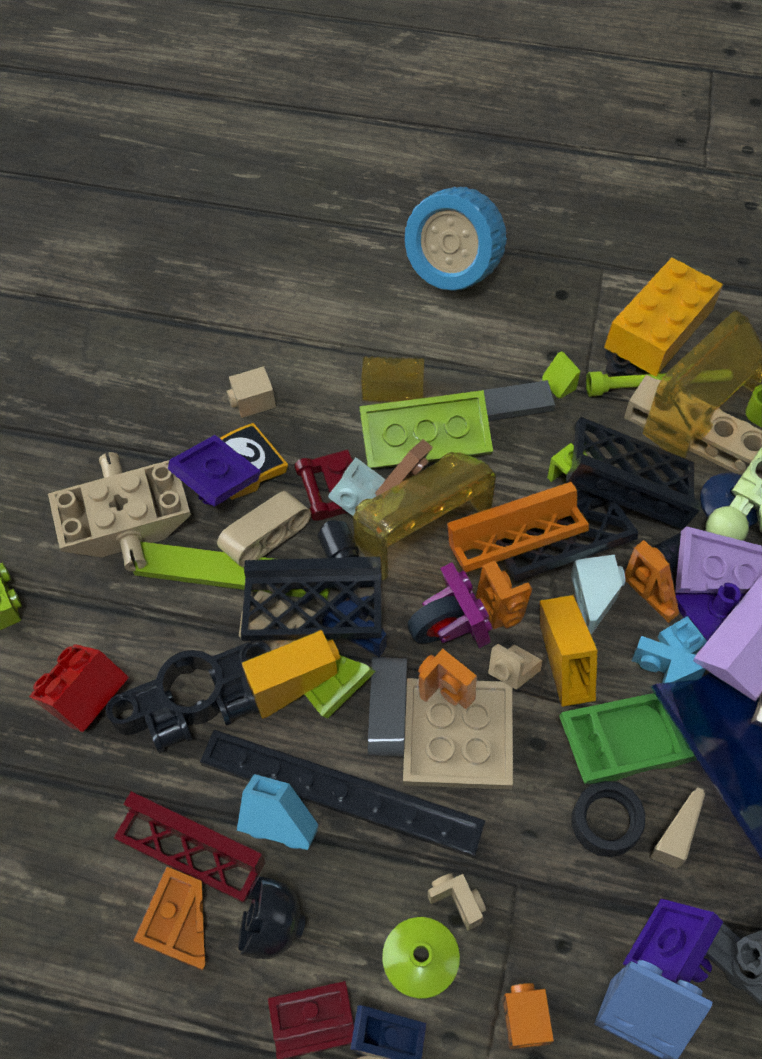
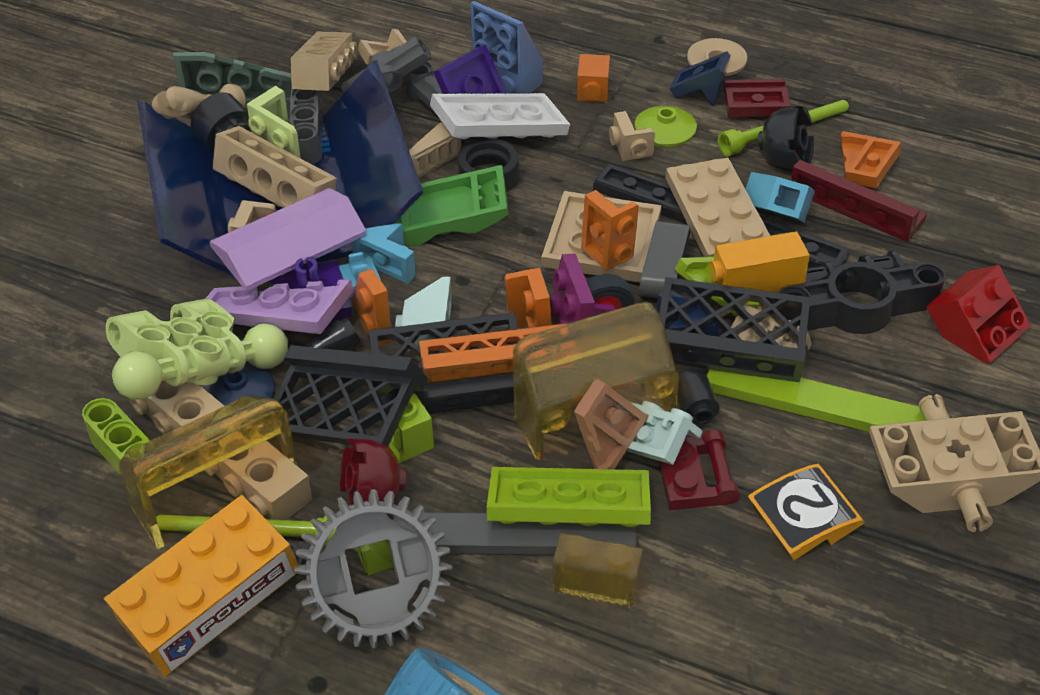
camera: 170 degrees left, 15 degrees down
(213, 470) = (841, 465): dark purple tile -> none
(251, 392) = (792, 588): tan brick -> none
(264, 528) = (780, 418): tan beam -> none
(333, 925) = (733, 141): none -> lime piece
(342, 787) = (715, 204): none -> tan plate
(513, 665) = (539, 255): tan bracket -> none
(530, 337) = (381, 609): none -> light grey piece
(569, 650) = (477, 269): light orange slope -> none
(576, 404) = (370, 467): none -> dark red cylinder
(620, 892) = (499, 115): none -> white plate

